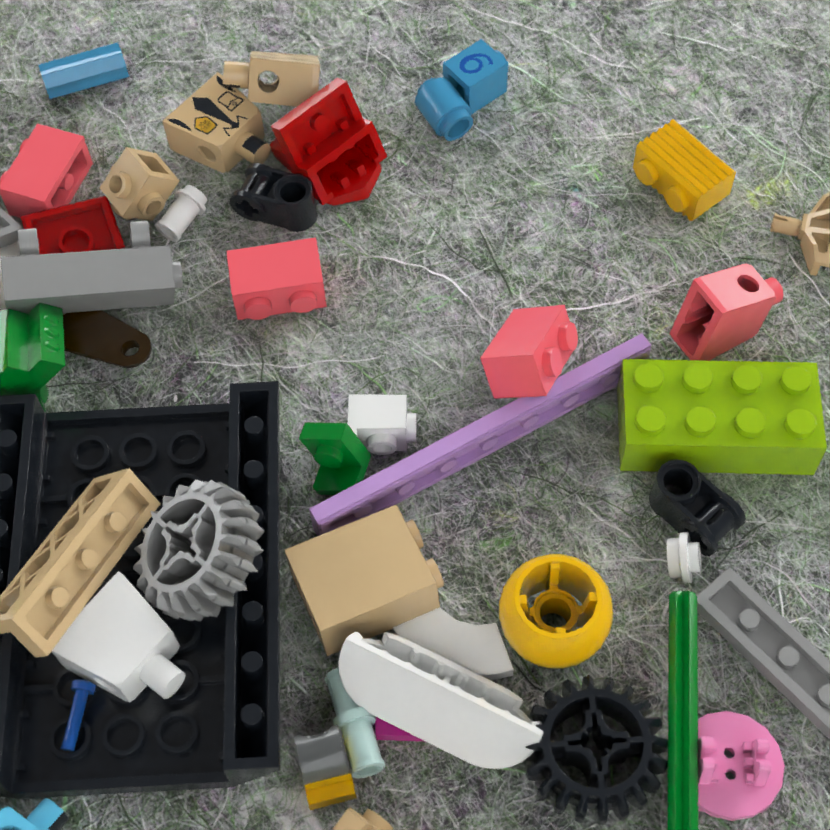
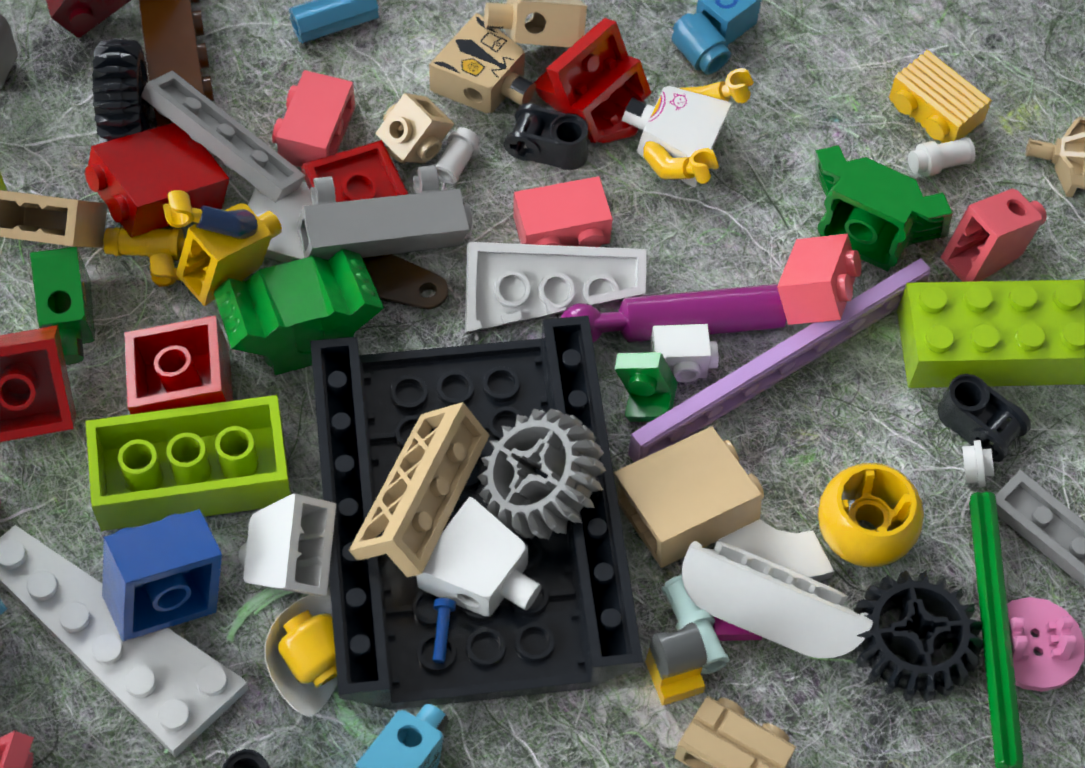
camera: 10 degrees left, 0 degrees up
(238, 343) = (535, 281): none -> white wing
(415, 189) = (686, 126): none -> torso
(422, 380) = (722, 309): none -> magenta piece
(601, 280) = (877, 207): none -> green slope
(668, 229) = (932, 157): none -> white animal

